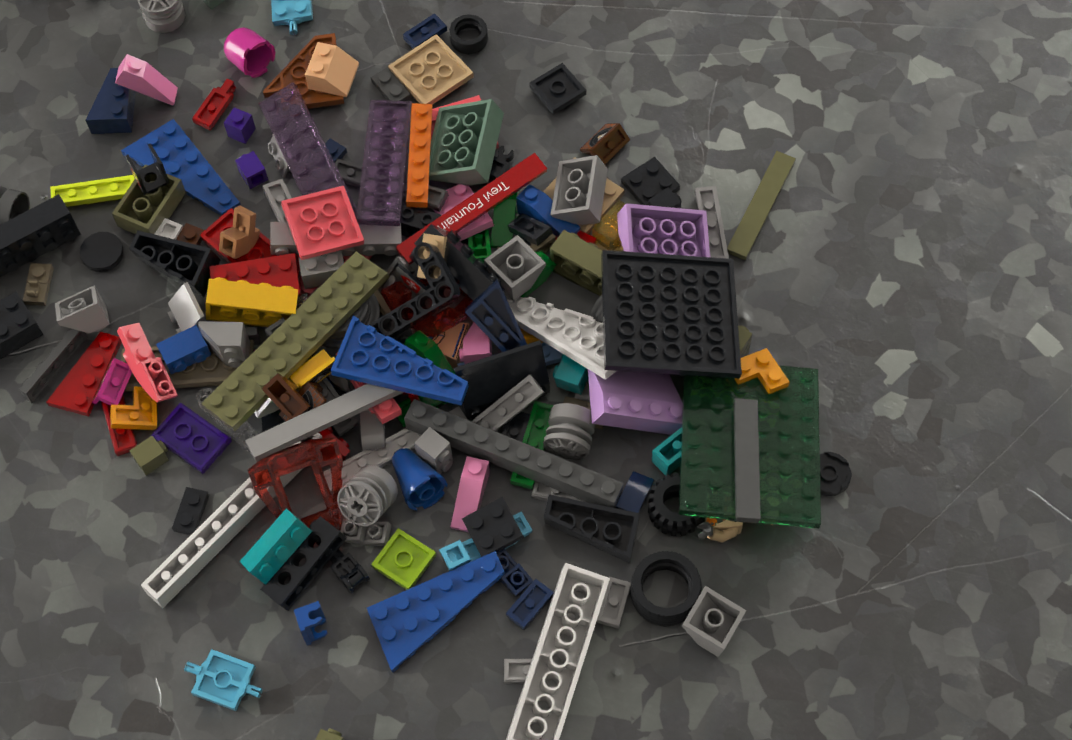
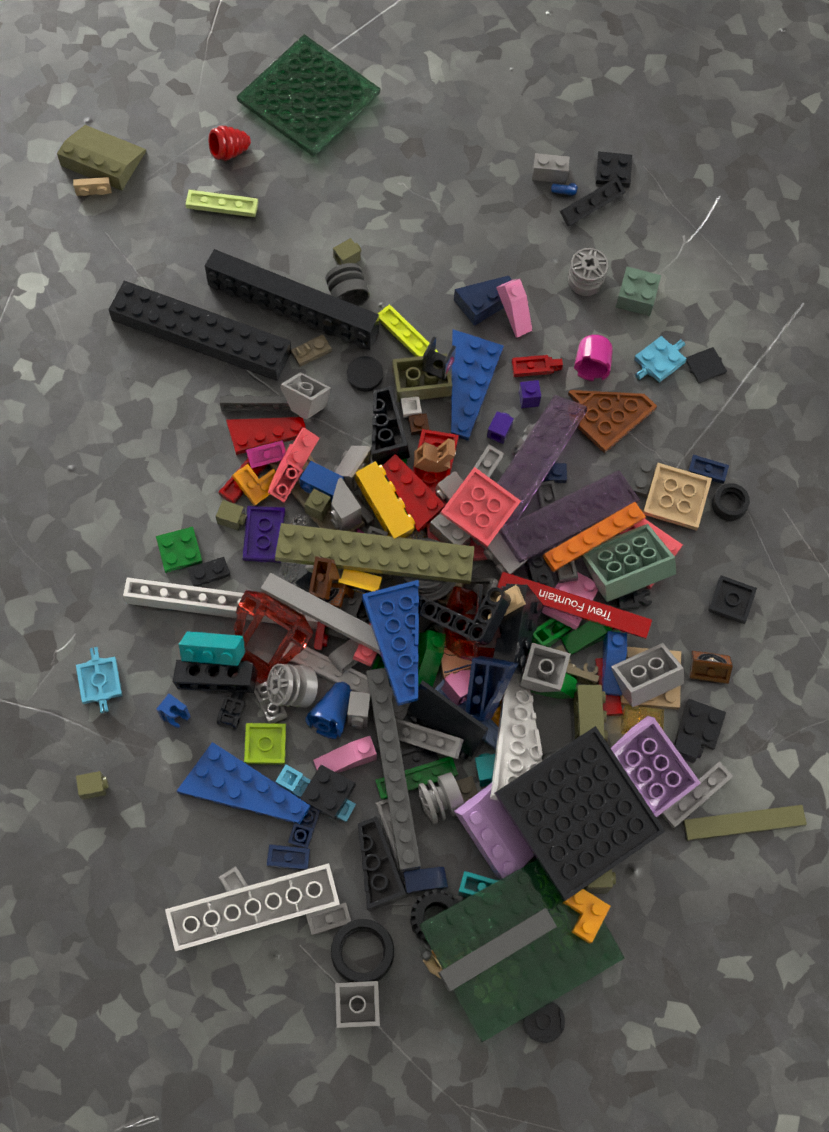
camera: 50 degrees right, 5 degrees up
(145, 525) = (179, 549): none -> green plate
(204, 366) = (317, 504): none -> olive brick
(331, 70) = (620, 425): light nougat slope -> none
(530, 229) = (589, 659): black plate -> none

